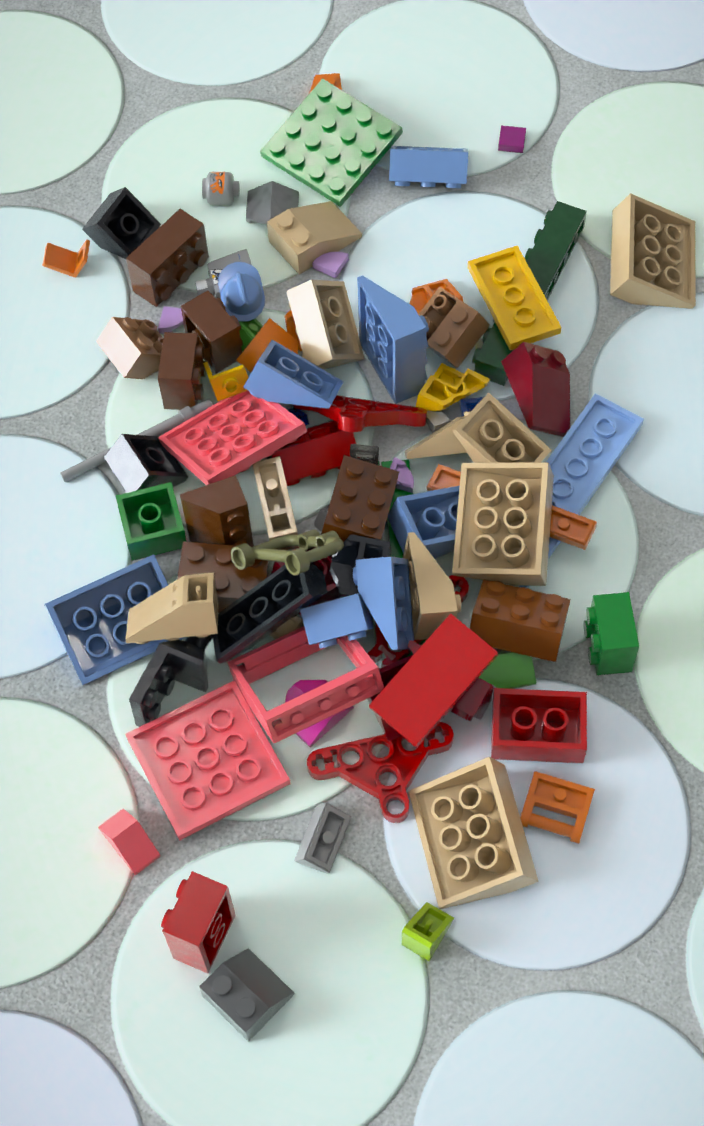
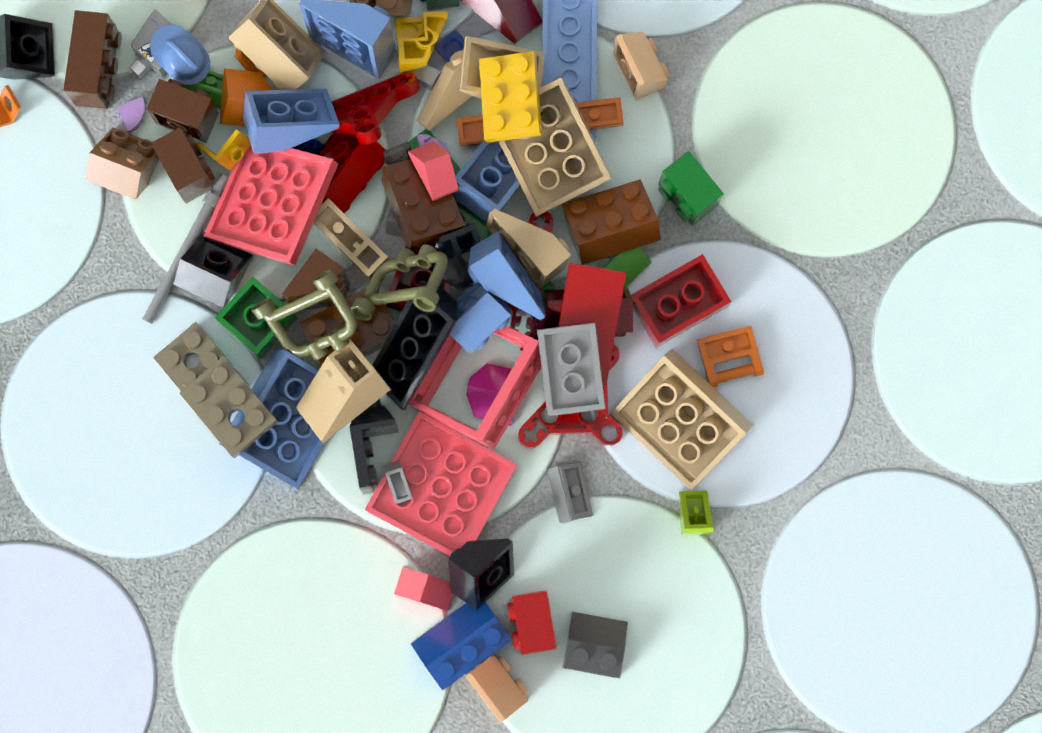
camera: 40 degrees left, 20 degrees up
(72, 555) = (215, 390): none -> dark tan bracket
(122, 909) = (460, 643): none -> blue slope
(126, 967) = (497, 687): none -> light nougat slope
(170, 727) = (397, 482): none -> light grey piece
(188, 843) = (480, 569): none -> black slope
(202, 561) = (318, 346): none -> olive bar
(385, 480) = (435, 169): none -> coral slope
(390, 707) = (571, 369): none -> light grey plate
(492, 456) = (510, 97): none -> yellow plate
(634, 509) = (639, 64): none -> light nougat slope

